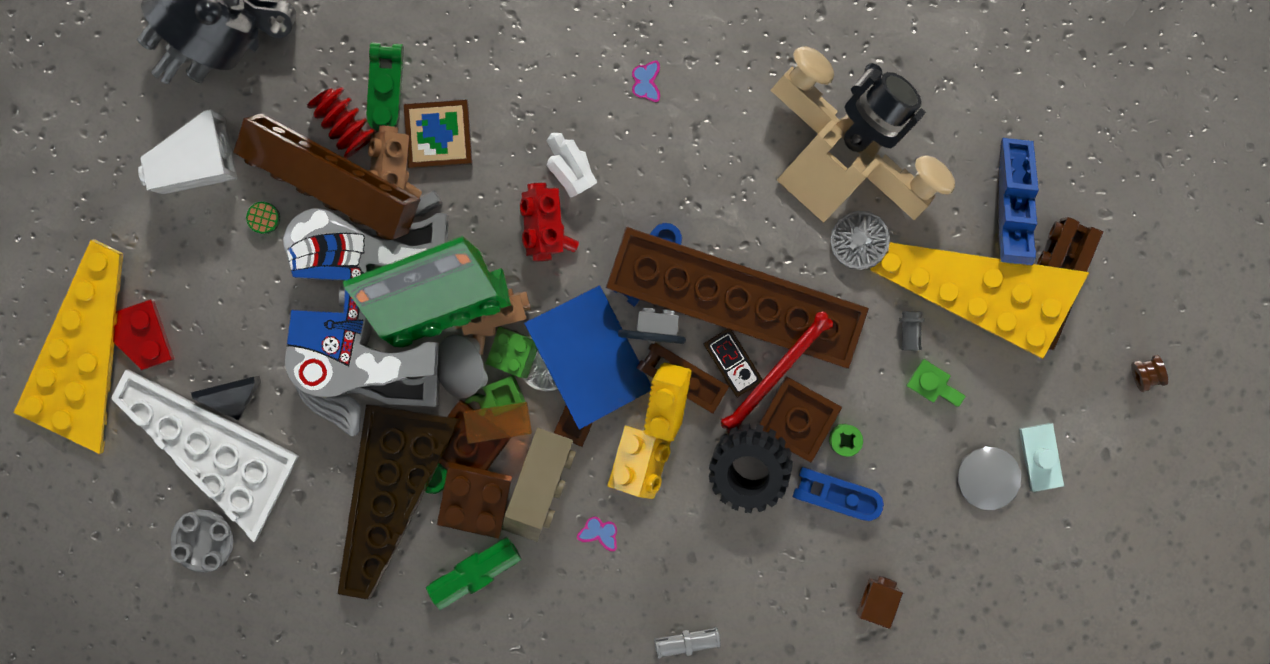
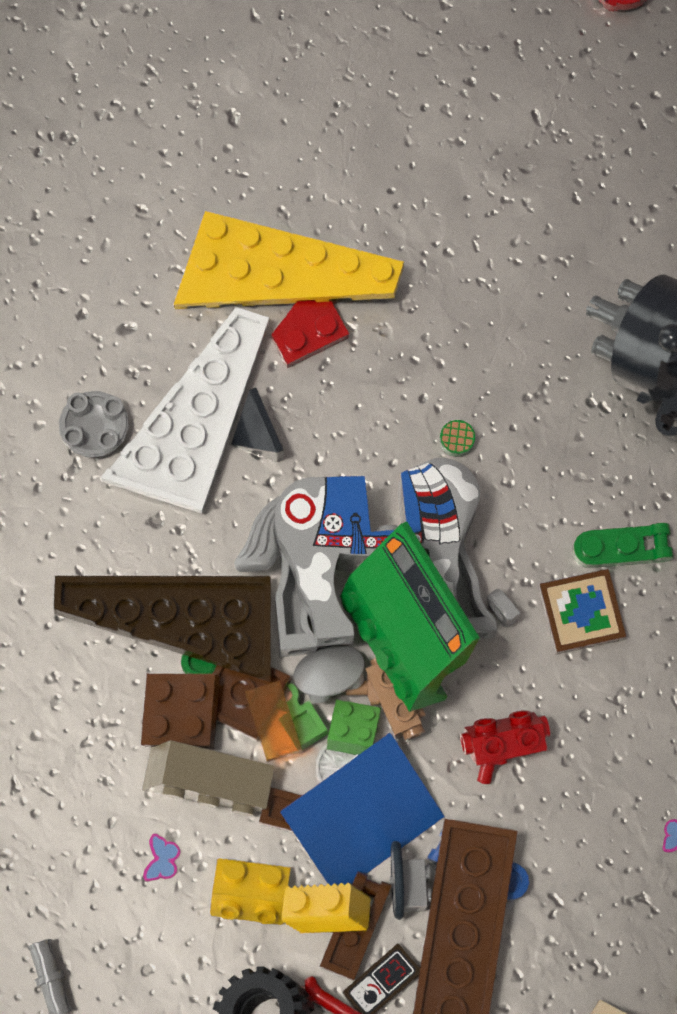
camera: 75 degrees right, 15 degrees down
(190, 157) = (510, 351): white slope -> none
(326, 176) = (514, 495): reddish brown brick -> none
(341, 120) = (577, 503): red piece -> none
(389, 158) = (528, 562): medium nougat brick -> none
(473, 573) = (98, 722): green piece -> none
(569, 165) = (574, 759): white rock -> none

